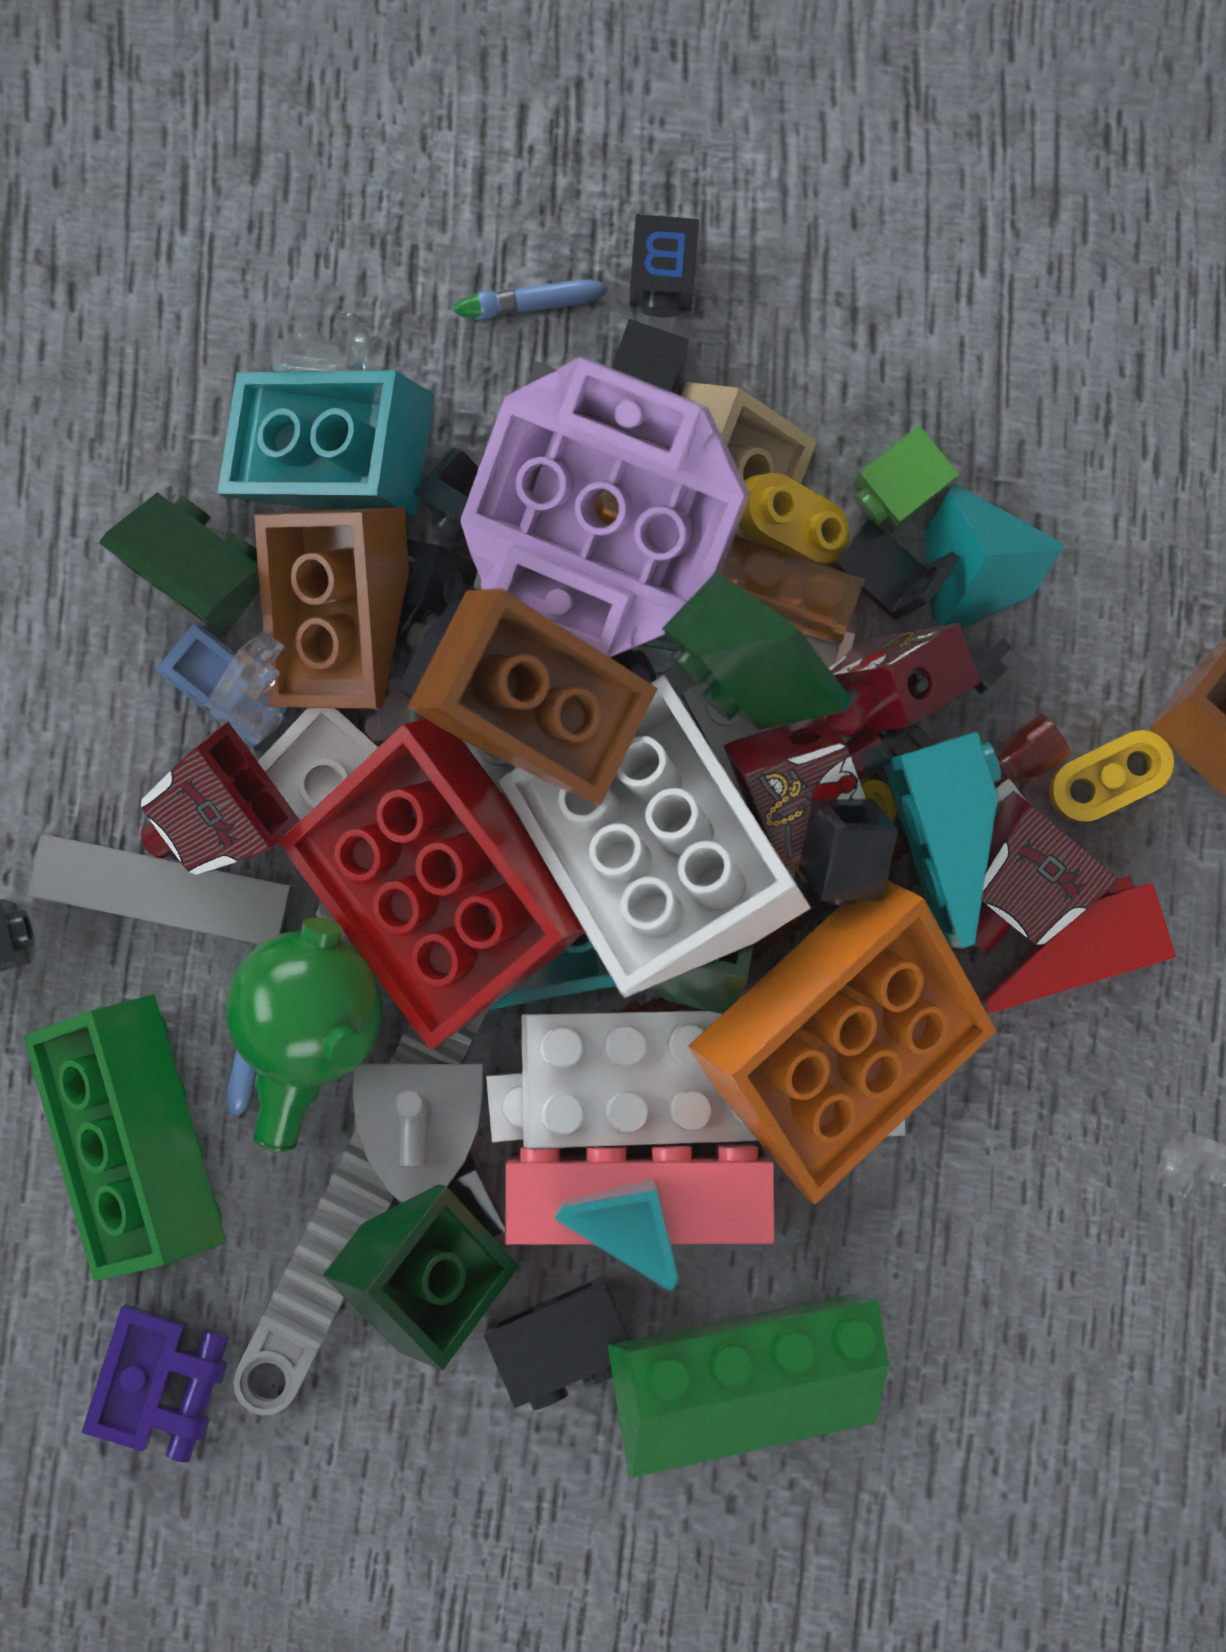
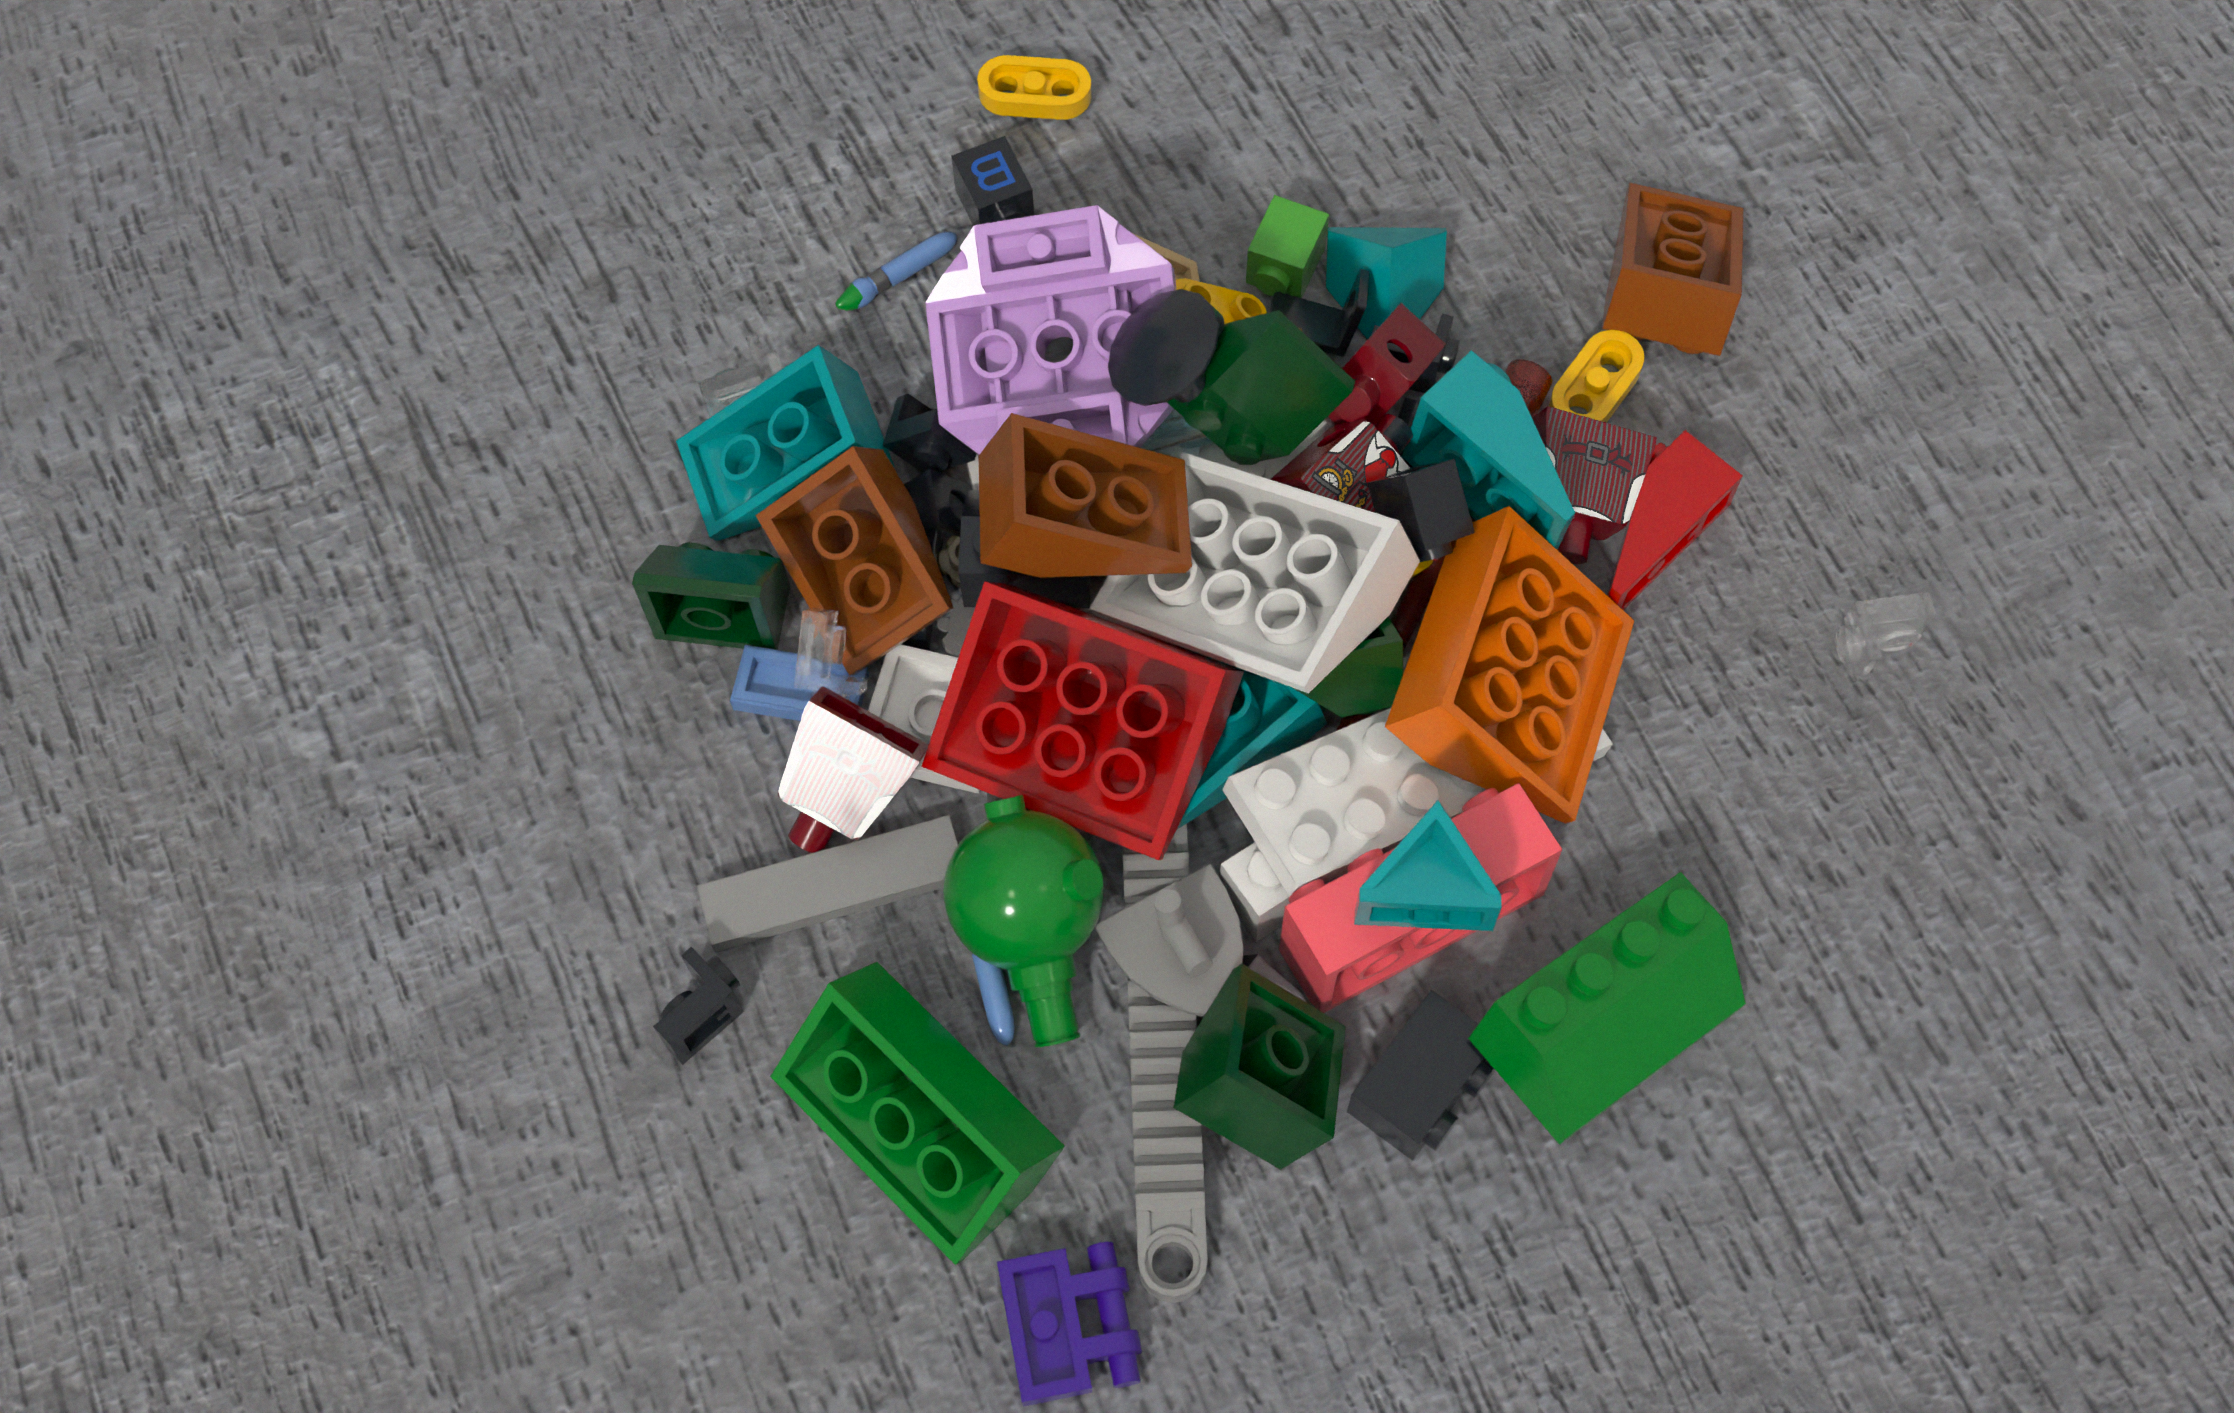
camera: 25 degrees left, 20 degrees down
(685, 589) = (1165, 348): none -> black dish
(770, 162) = (1035, 87): none -> yellow plate

